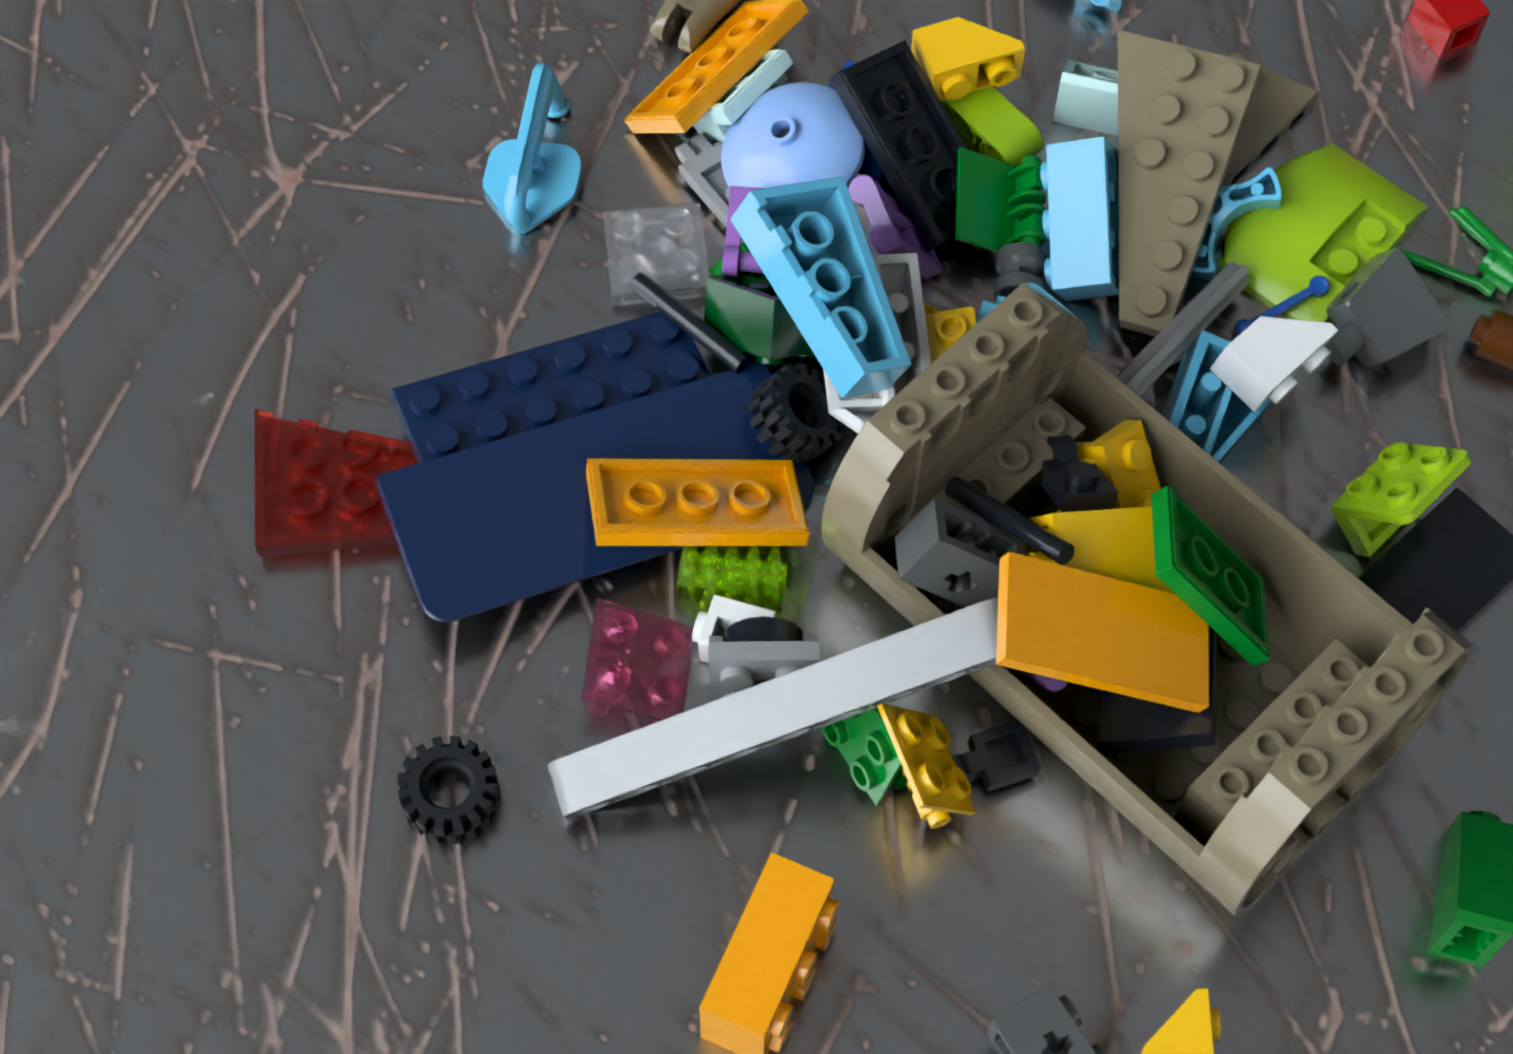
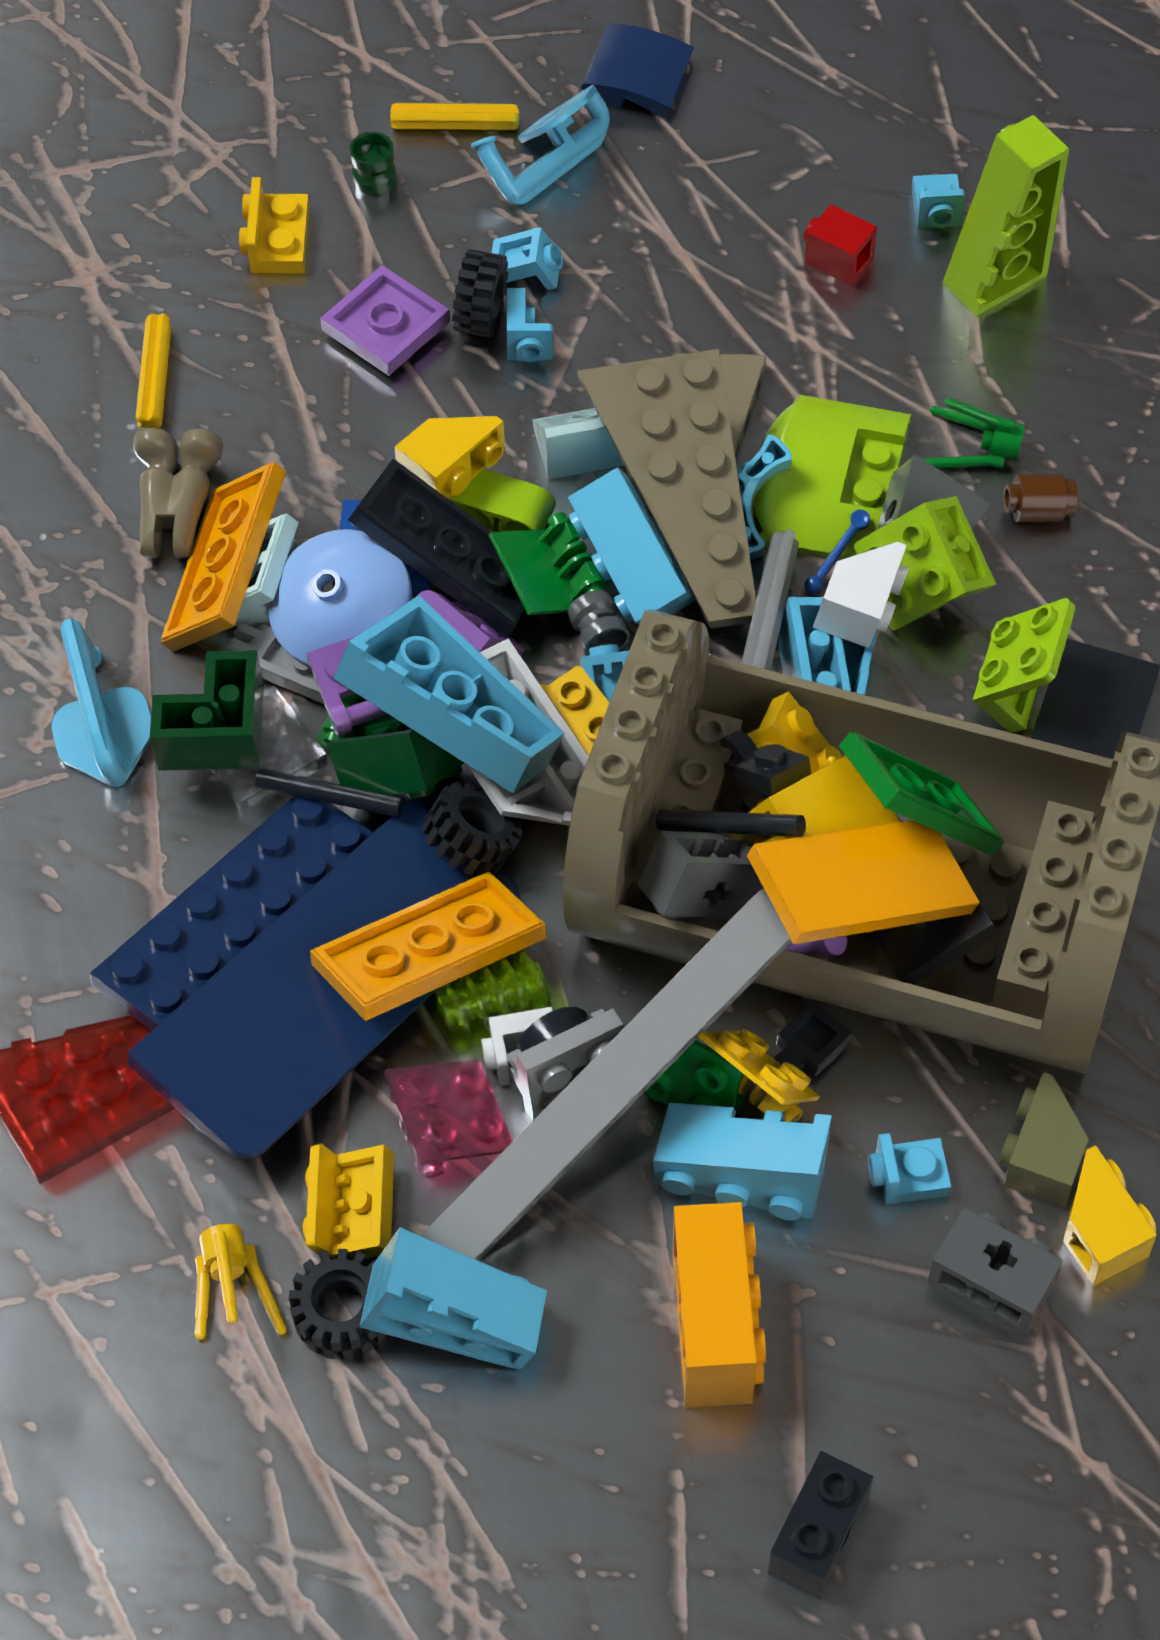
camera: 25 degrees left, 5 degrees down
(370, 700) = (224, 1260): none -> yellow plant
(504, 701) = (349, 1200): none -> yellow bracket
(538, 841) = (452, 1302): none -> medium azure wedge
(625, 216) = (212, 727): none -> dark green brick
(873, 837) = (743, 1159): none -> medium azure wedge
(1025, 922) = (909, 1170): none -> medium azure bracket
(1166, 965) = (1049, 1146): none -> olive slope
(1369, 354) = (940, 558): none -> lime bracket

